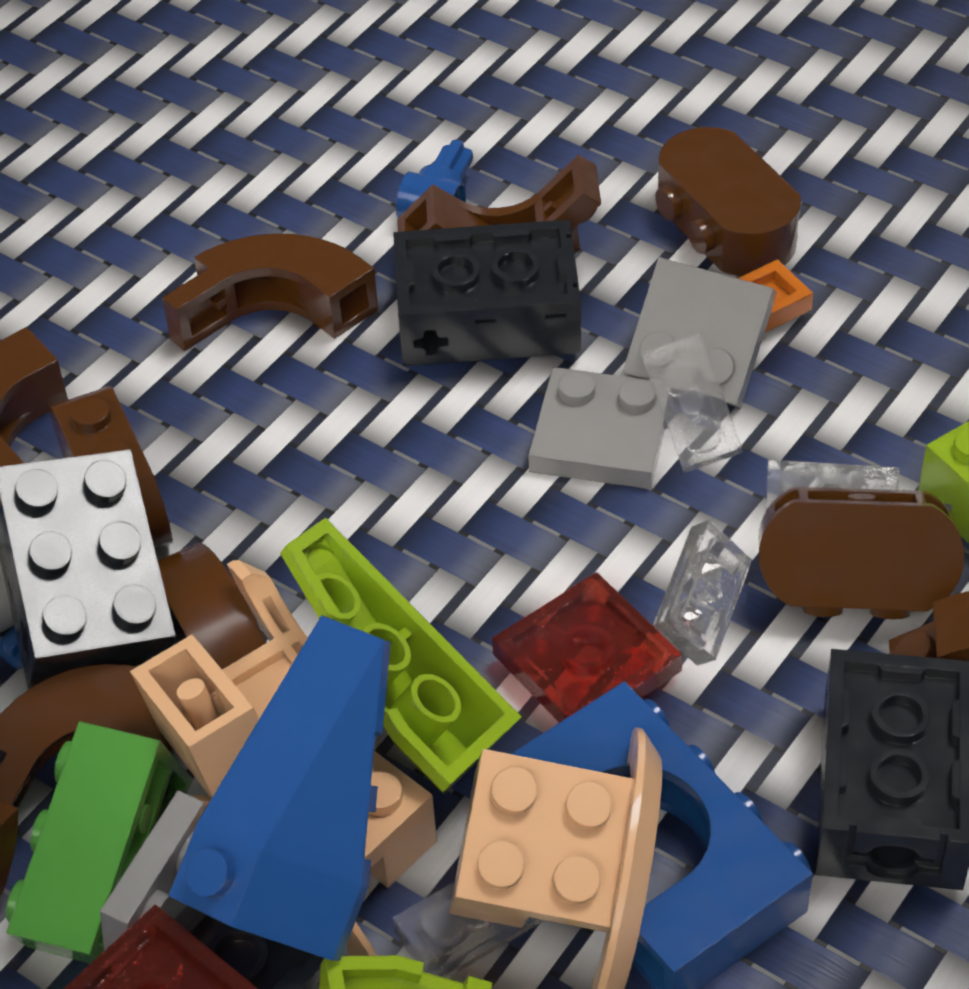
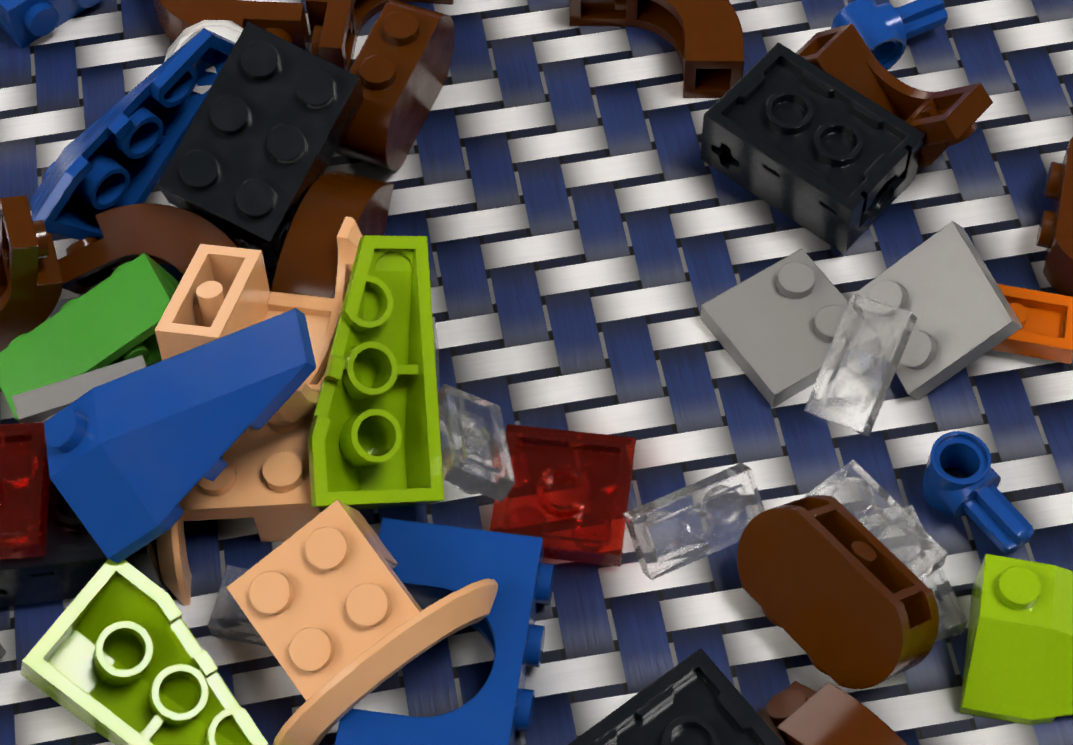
camera: 45 degrees right, 10 degrees up
(510, 670) = (474, 444): none -> clear plate
(839, 426) = (973, 495): none -> blue axle

